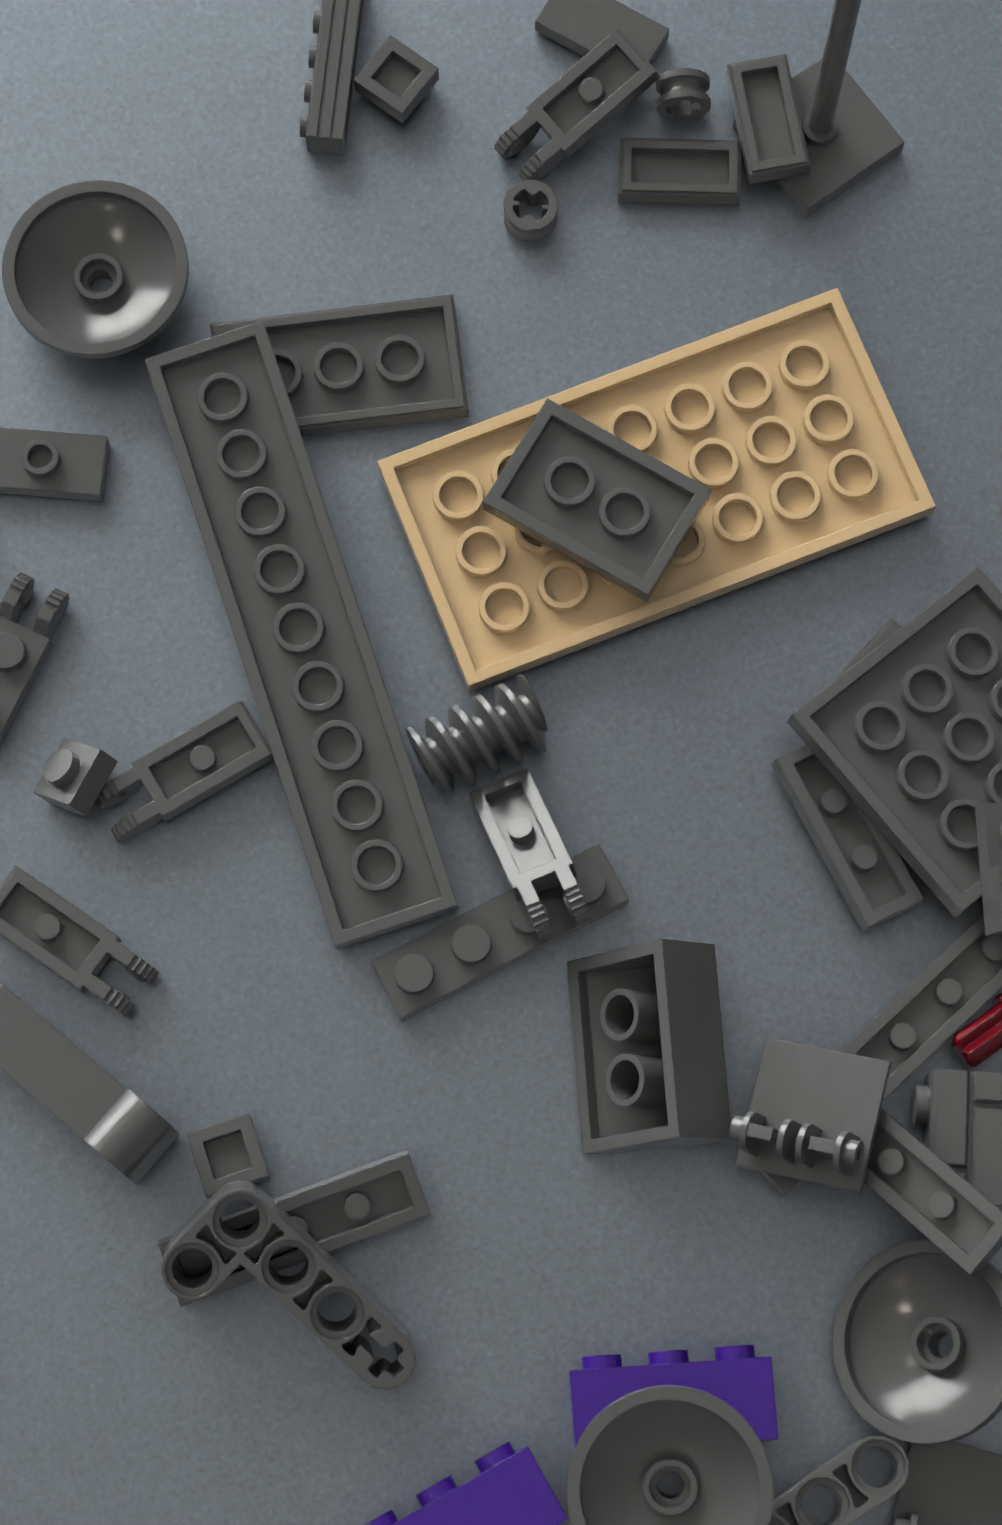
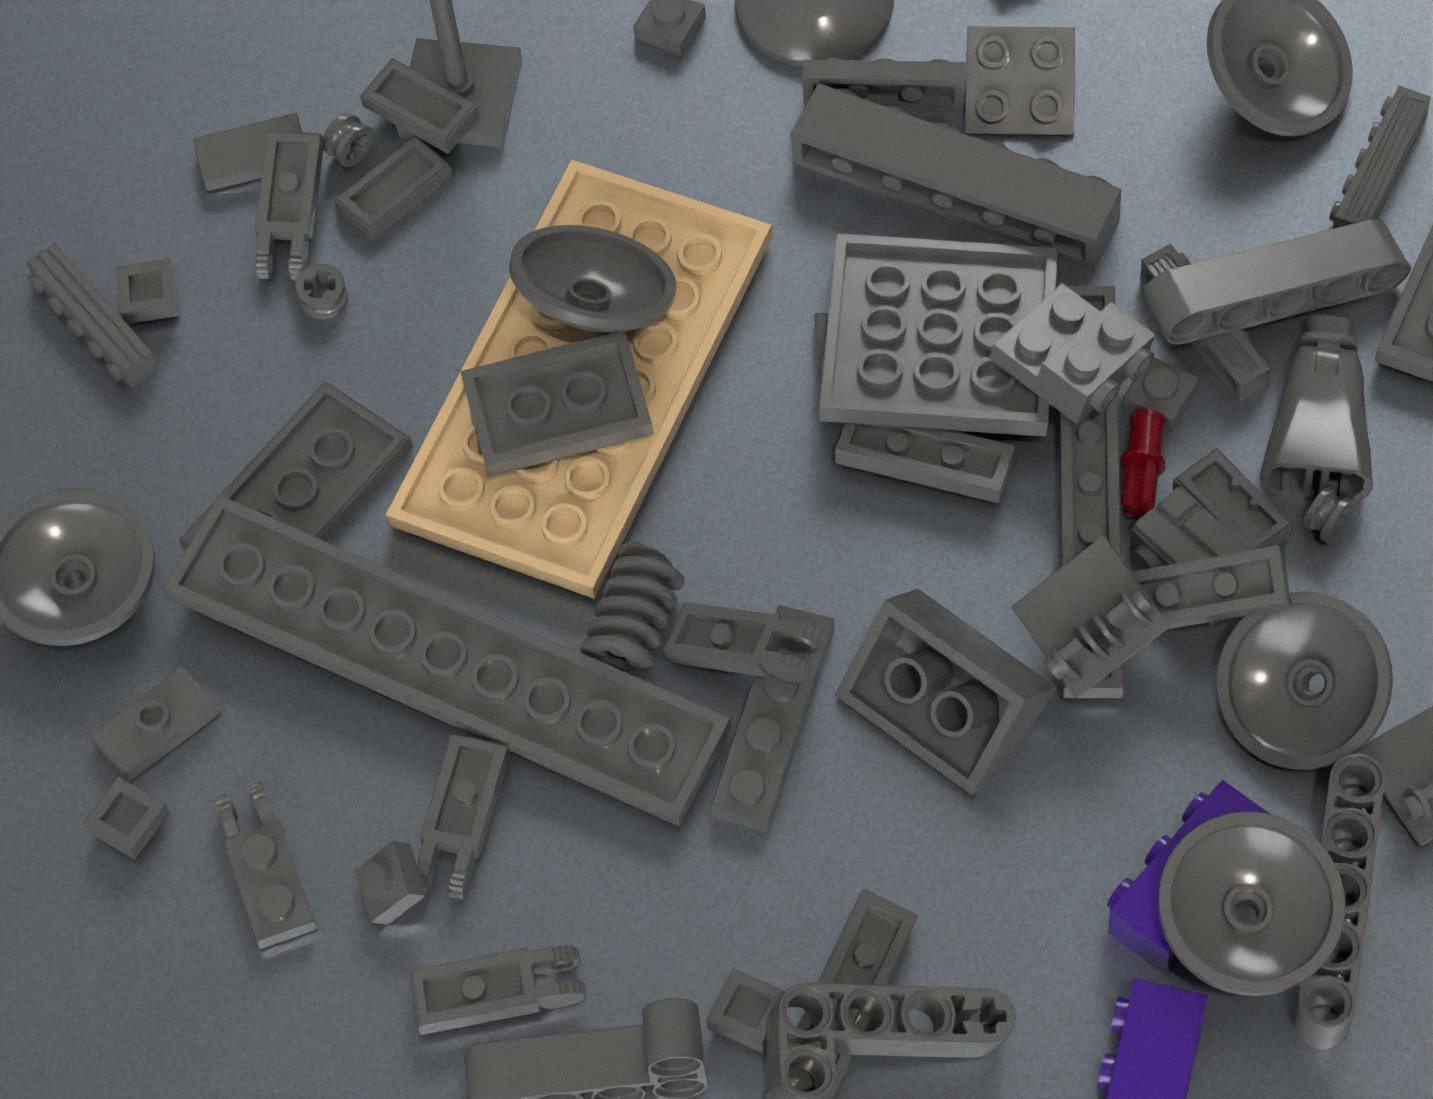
camera: 40 degrees left, 15 degrees down
(728, 420) = (592, 278): none -> dark grey dish

